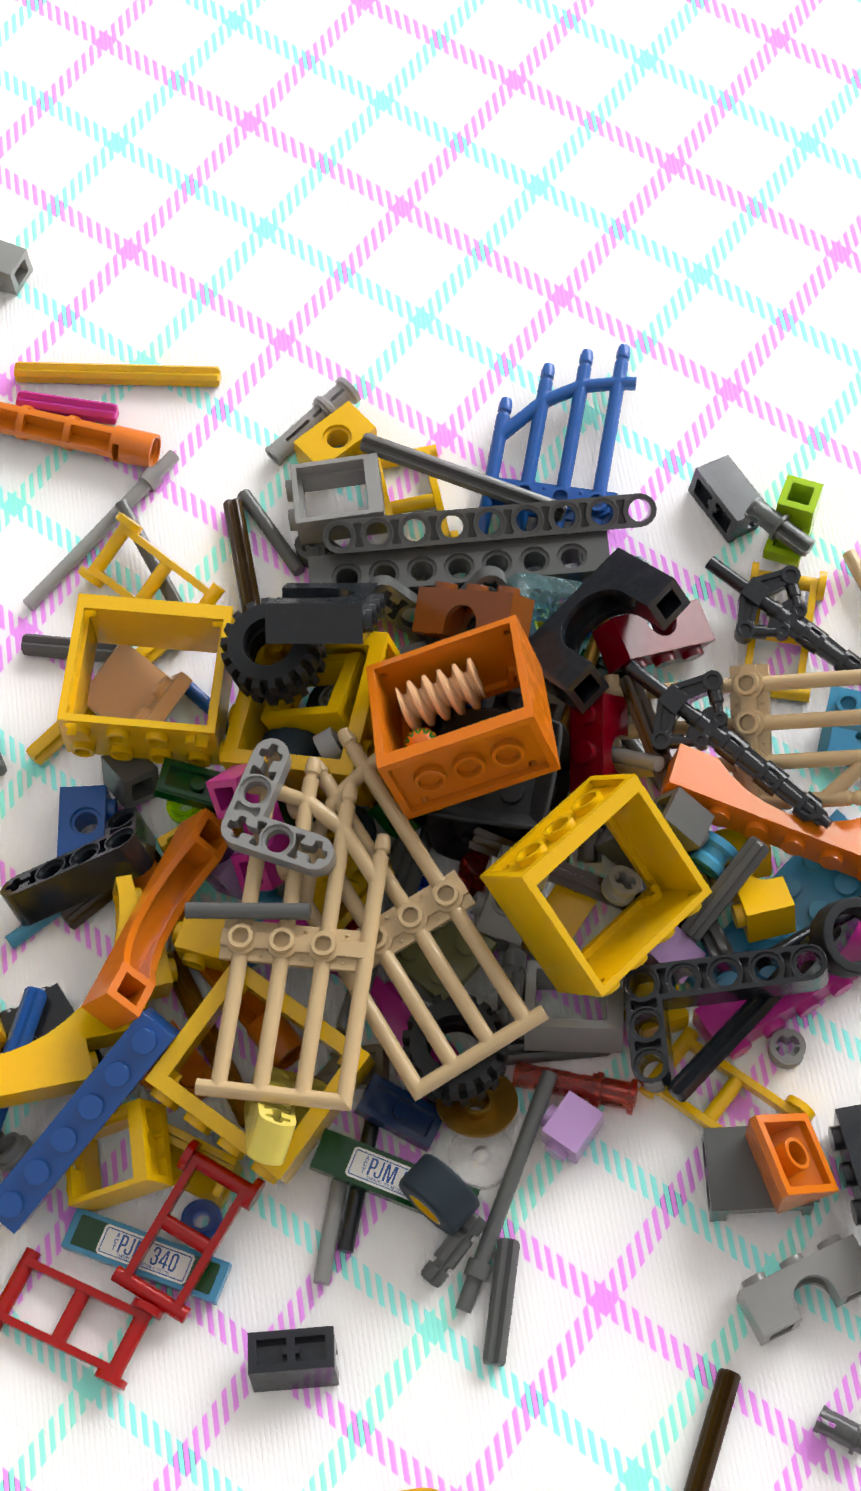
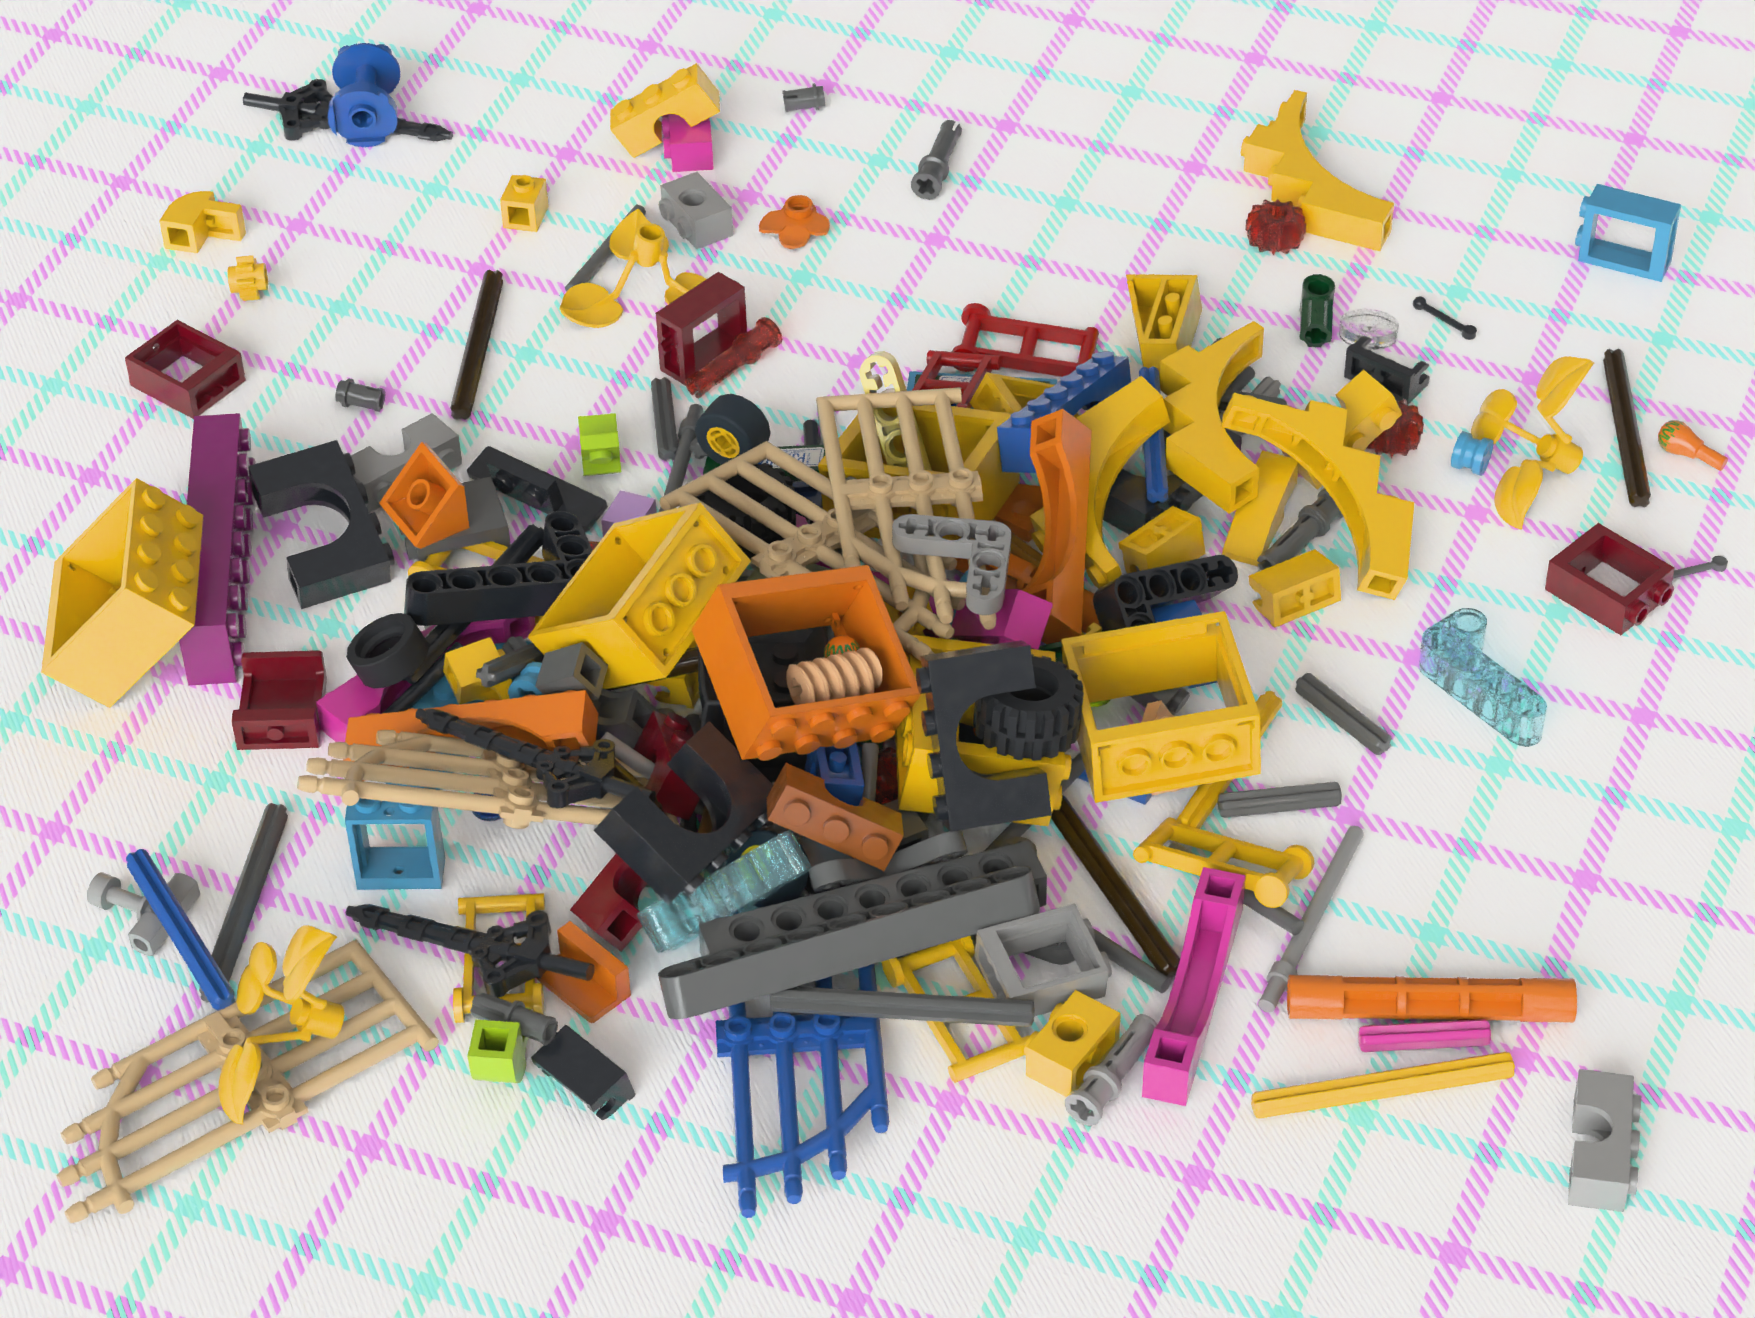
camera: 160 degrees right, 20 degrees down
(52, 956) = (1164, 541): none -> yellow hinge
(191, 513) = (1191, 1003): none -> dark pink arch
(199, 943) = (1025, 549): yellow brick -> none
(242, 910) = (960, 491): dark grey bar -> none
(292, 1359) = (827, 342): black hinge -> none
(385, 1389) = (744, 350): none -> clear red pin
(428, 1408) = (675, 324): none -> dark red window
(583, 1249) = (599, 444): none -> lime brick
(666, 1211) = (536, 486): none -> black bracket
(714, 595) = (606, 988): none -> orange panel

